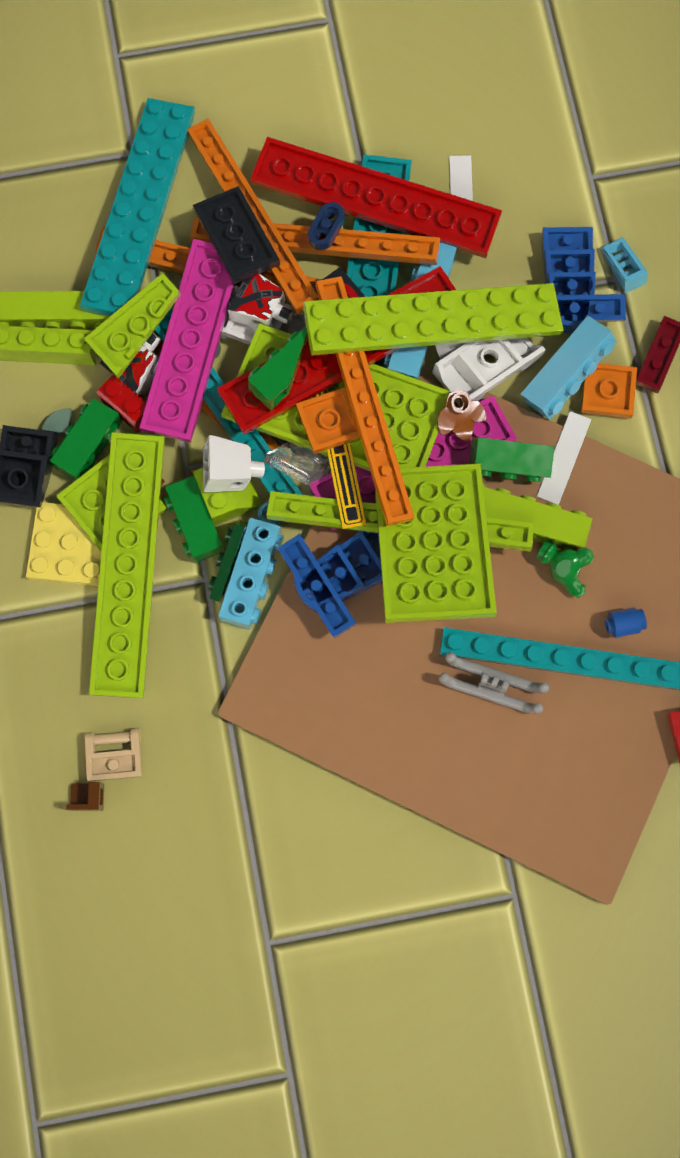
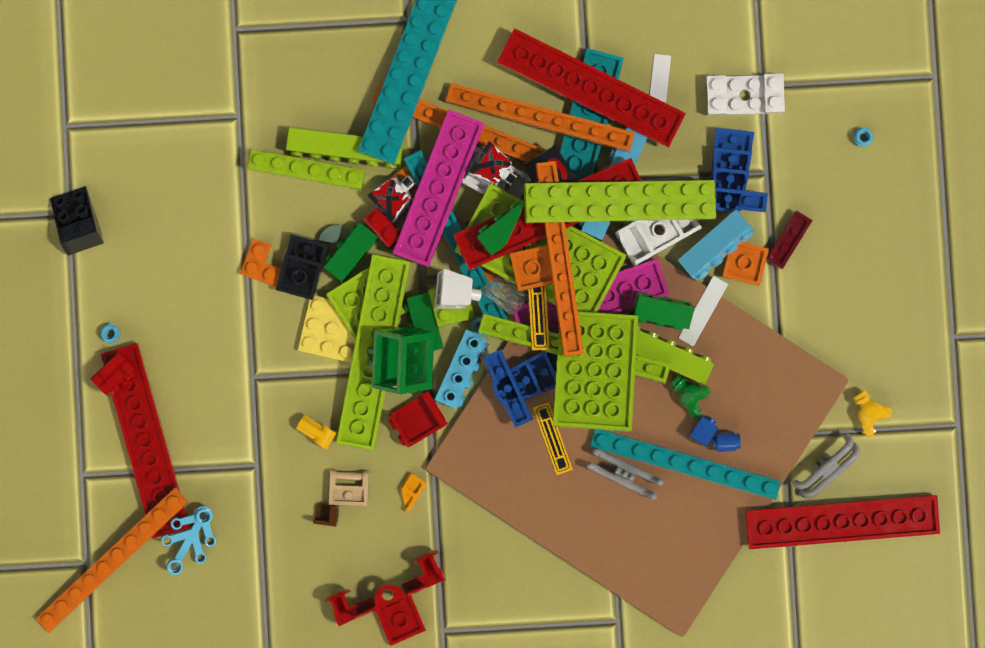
camera: 10 degrees right, 10 degrees up
(65, 685) = (319, 433): none -> yellow piece
(130, 326) = (391, 176): lime wing -> none
(166, 563) = (402, 359): none -> green piece
(199, 649) = (417, 420): none -> red panel
(202, 747) = (411, 490): none -> light orange tile
(203, 934) = (400, 619): none -> red piece
(225, 560) = (445, 358): dark green wing -> none
(229, 176) = (495, 92): orange plate -> none
(236, 235) = (481, 111): black tile -> none
(326, 228) = (549, 111): dark blue plate -> none
(387, 651) = (552, 439): none -> sticker
(460, 419) = (629, 276): dark orange plate -> none
(592, 611) = (704, 430): none -> blue brick
(598, 186) = (765, 95): none -> white piece
(631, 278) = (780, 177): medium azure slope -> none

